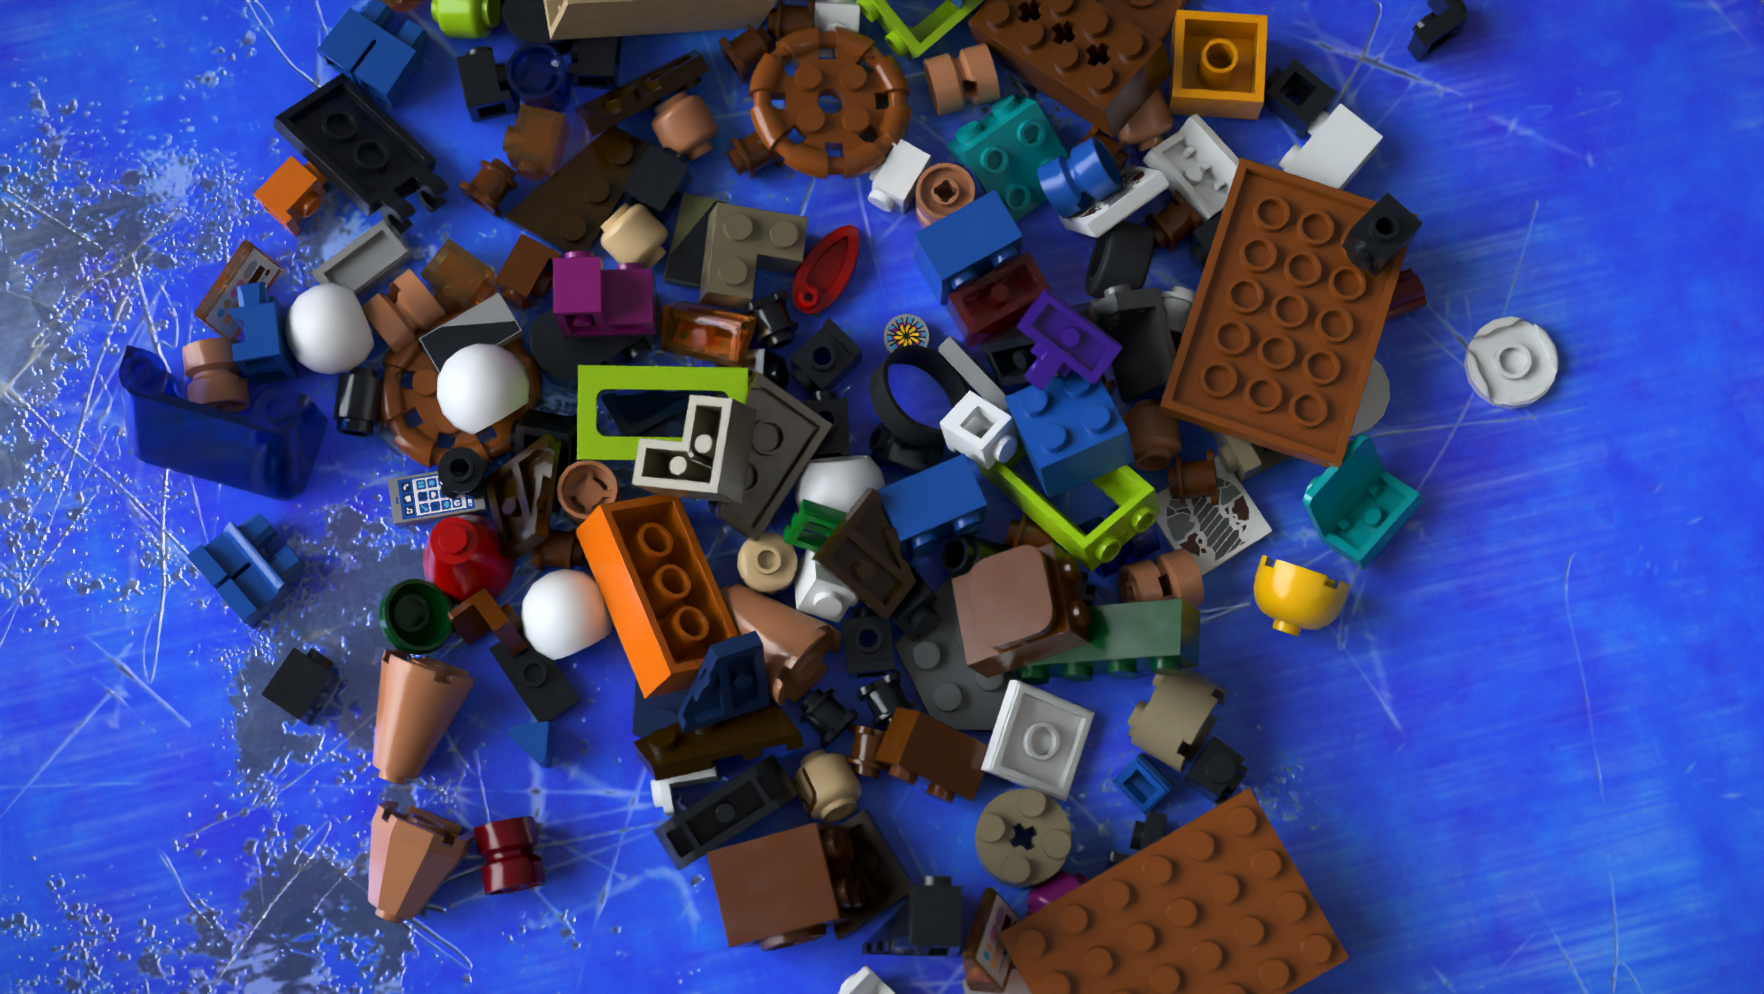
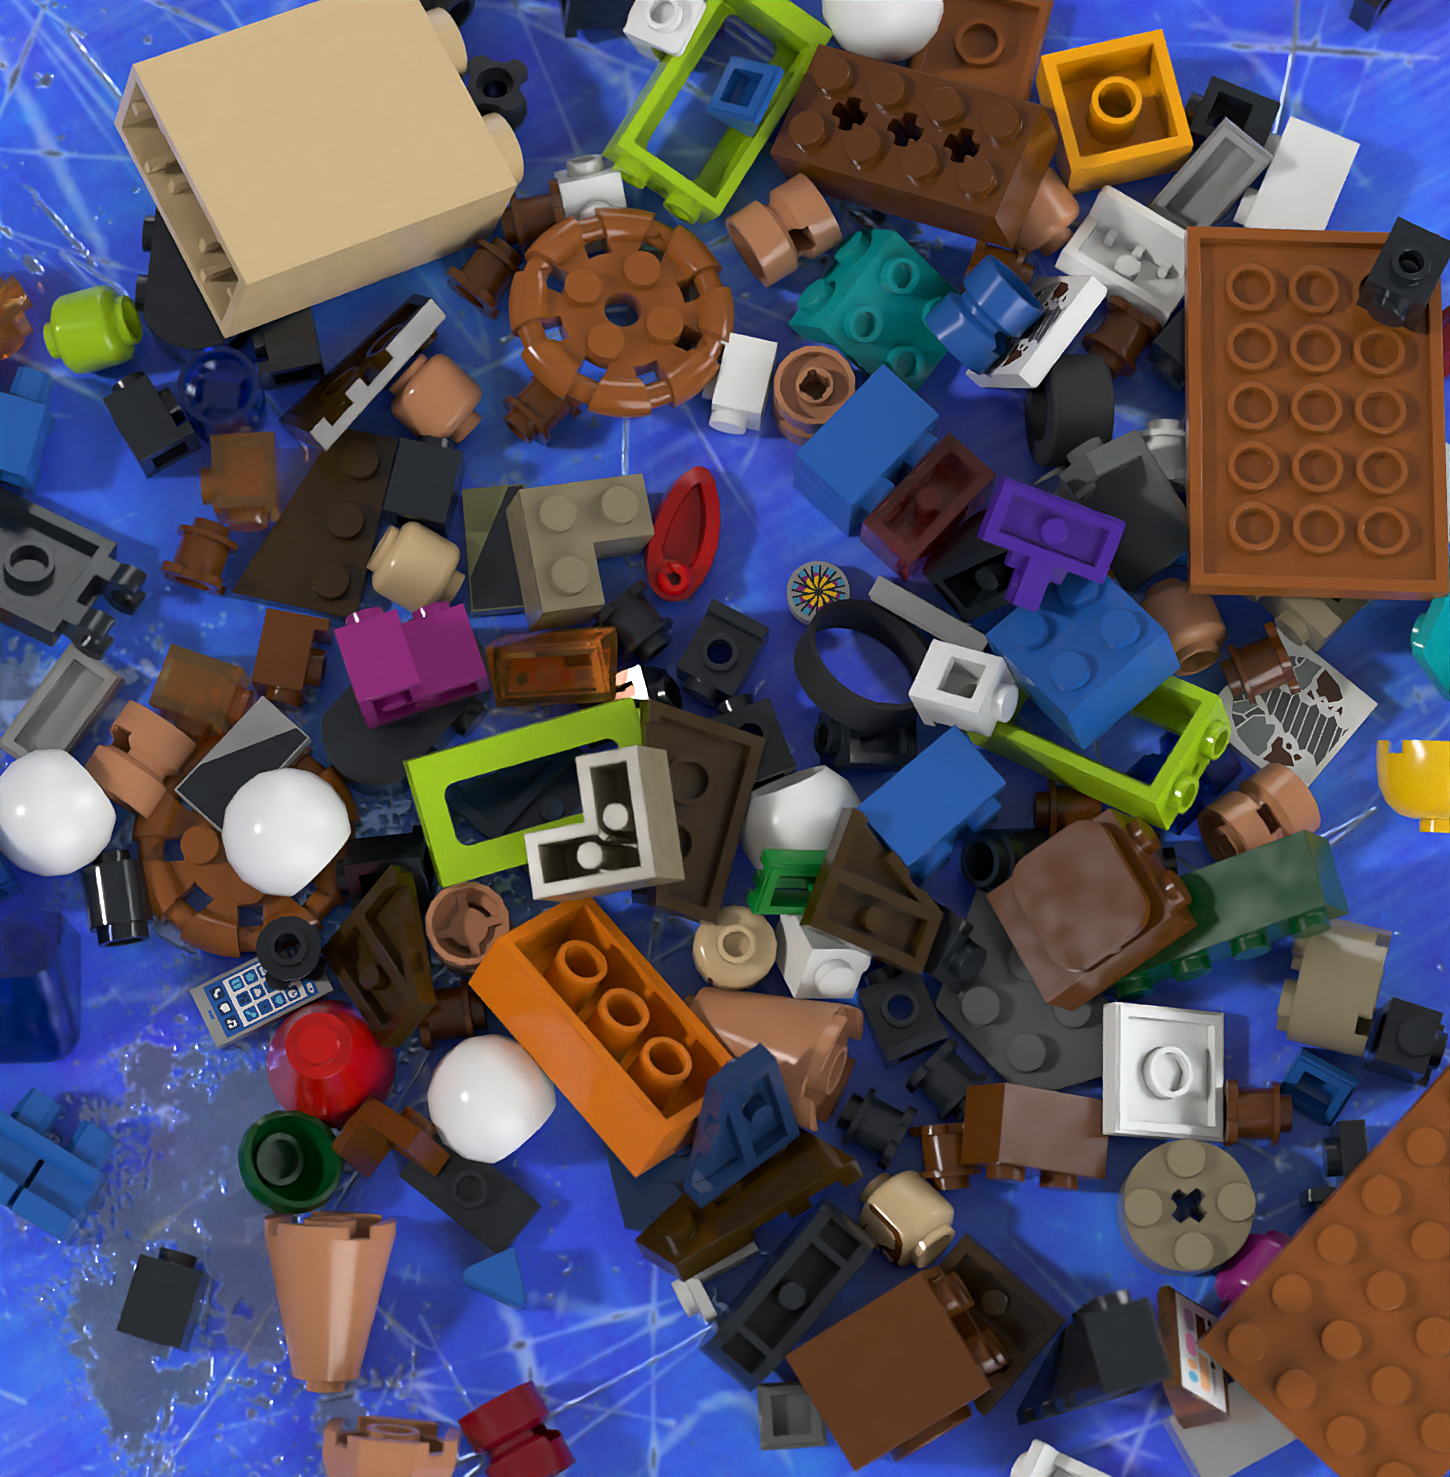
camera: 20 degrees left, 0 degrees up
(700, 898) = (788, 1417): none -> dark grey tile
(1094, 788) = (1255, 1113): none -> reddish brown brick
(1271, 130) = (1212, 178): none -> light grey tile

